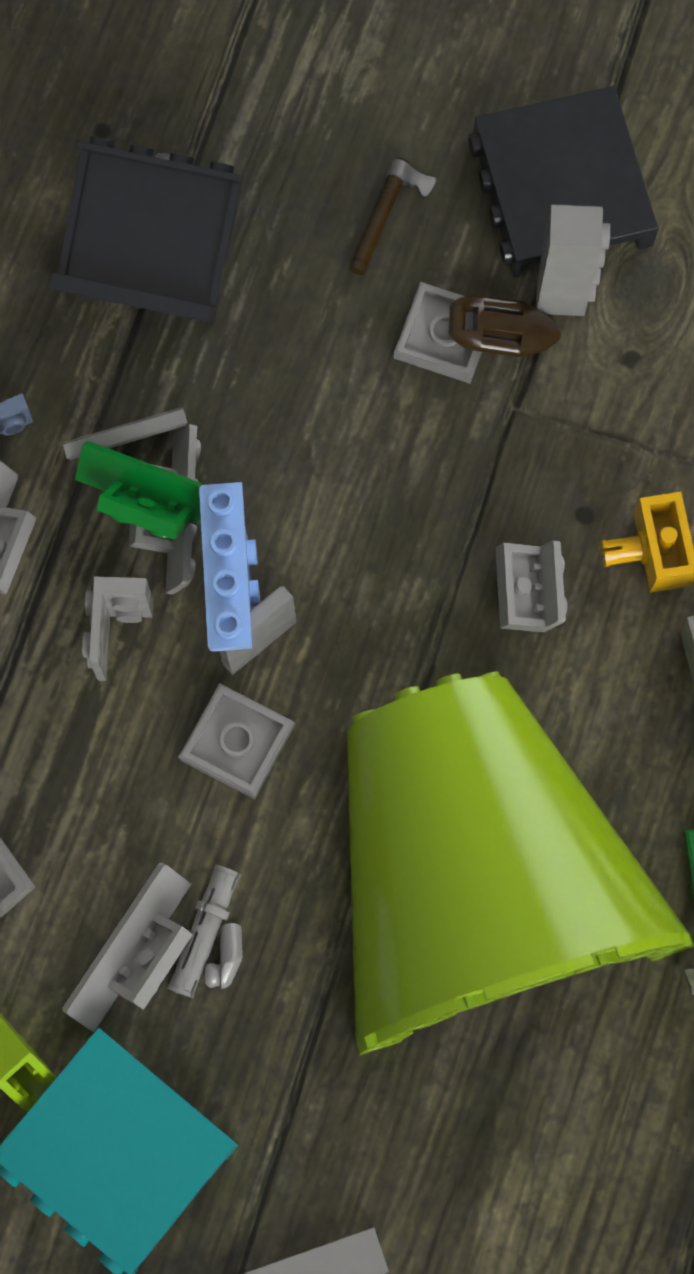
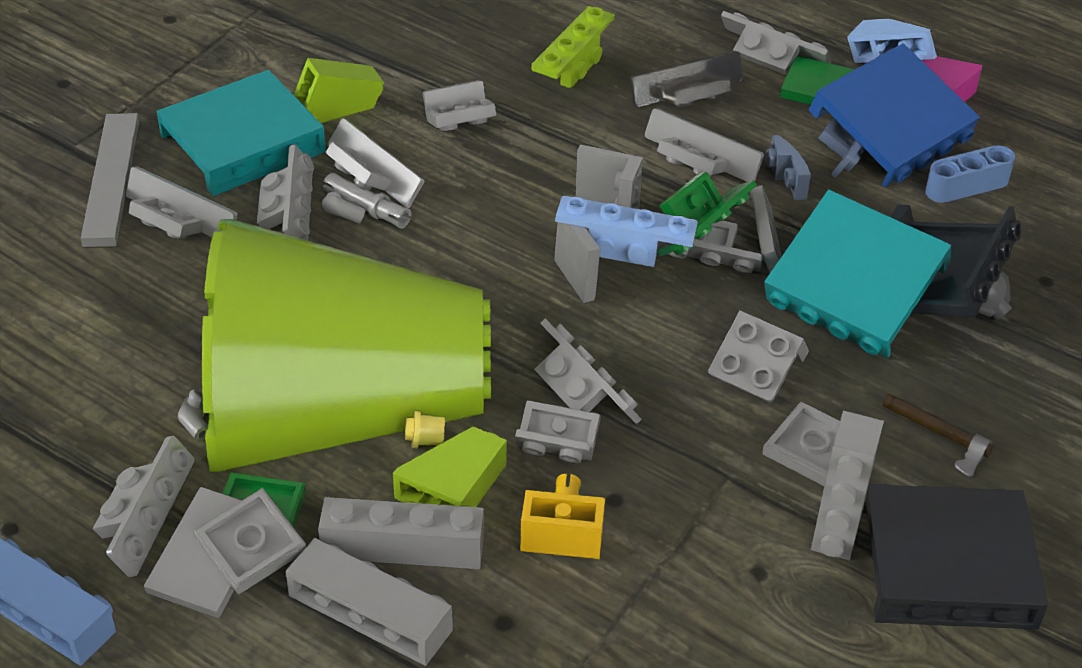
camera: 105 degrees right, 30 degrees down
(197, 311) = (856, 272): none -> teal panel
(233, 1036) = (287, 196): none -> light grey bracket
(236, 741) = (500, 249): light grey tile -> none
(305, 1172) = (173, 207): none -> light grey bracket
(340, 404) = (757, 356): none -> light grey bracket
(437, 587) = (575, 379): none -> light grey bracket
(501, 326) = (804, 472): dark brown piece -> none
(572, 728) = (424, 430): none -> light yellow hose
(625, 674) = (454, 471): none -> lime slope
(628, 997) = (192, 415): none -> light grey arm

